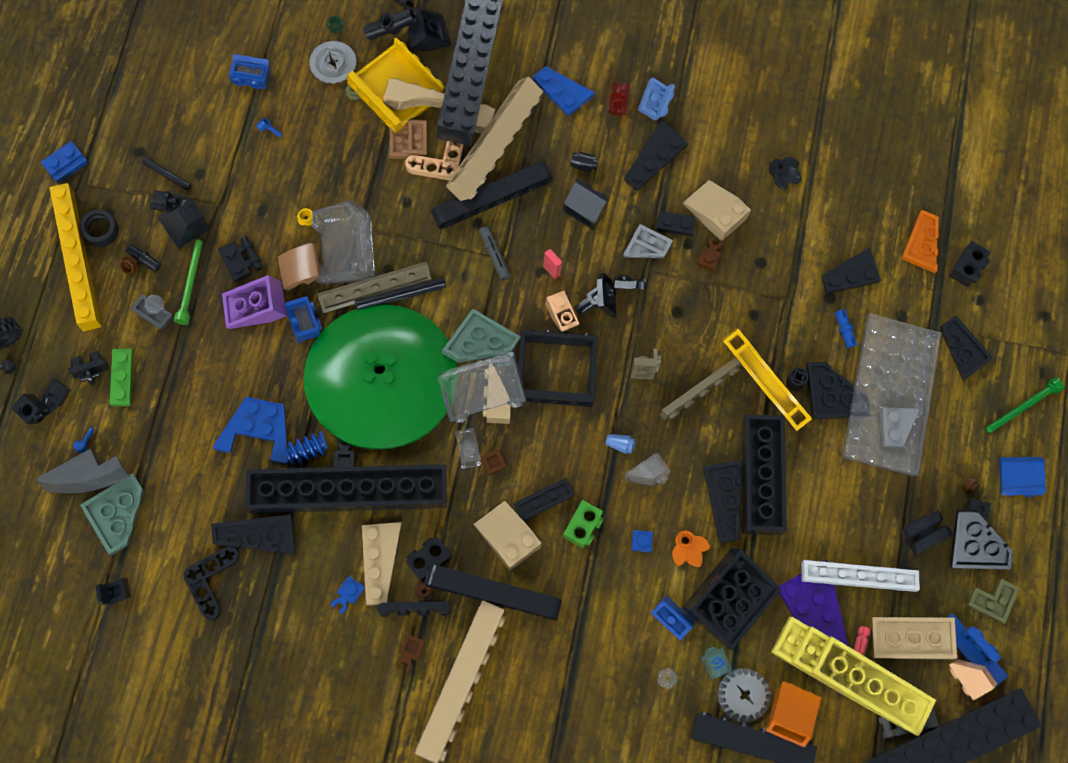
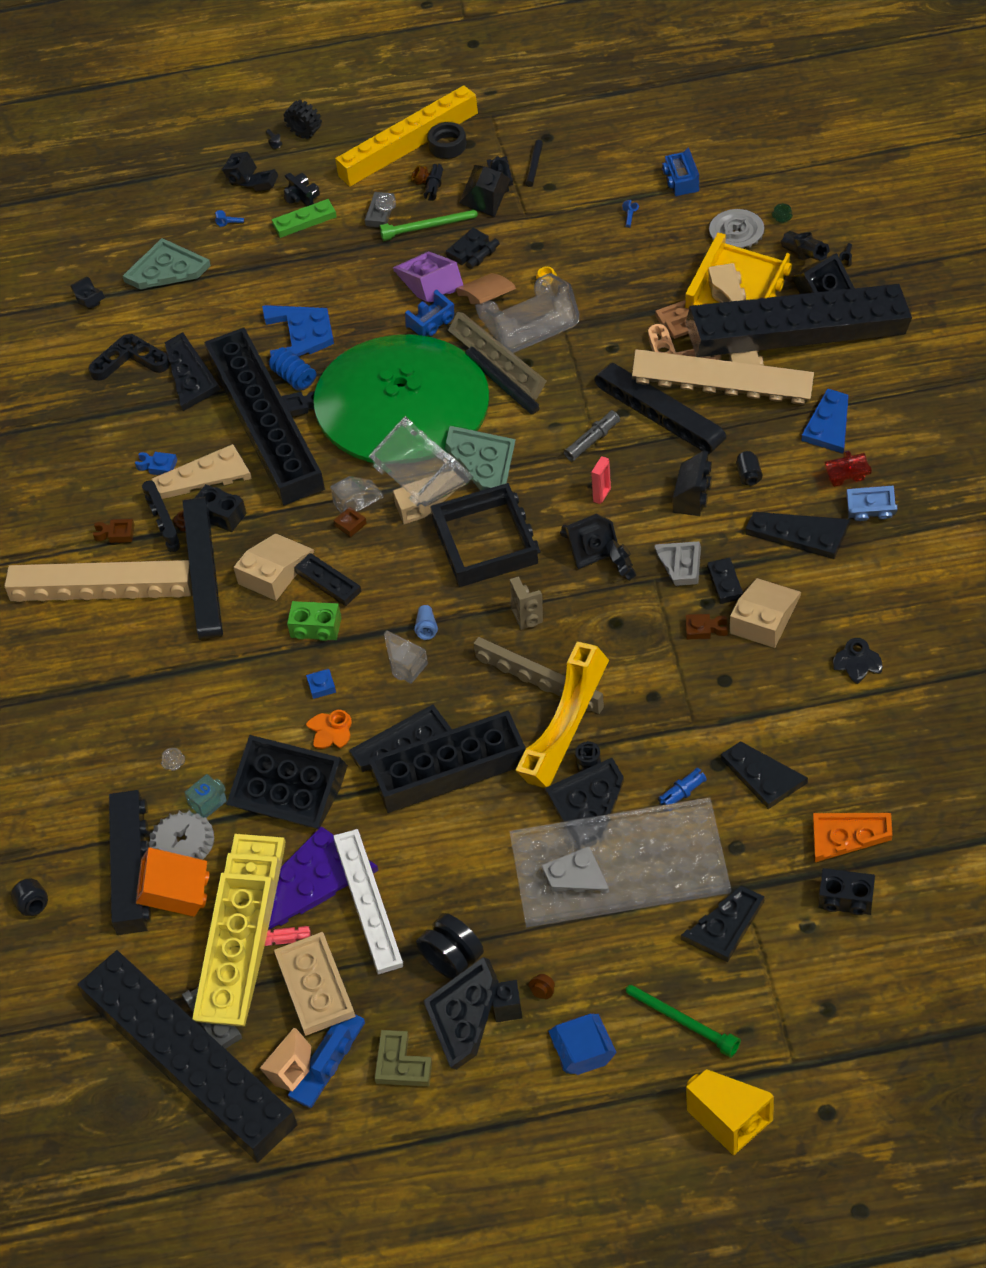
camera: 80 degrees right, 20 degrees down
(64, 162) = (503, 92): blue plate -> none
(83, 474) = (193, 227): dark grey slope -> none
(561, 311) = (553, 510): light nougat slope -> none
(673, 618) = (237, 746): blue slope -> none

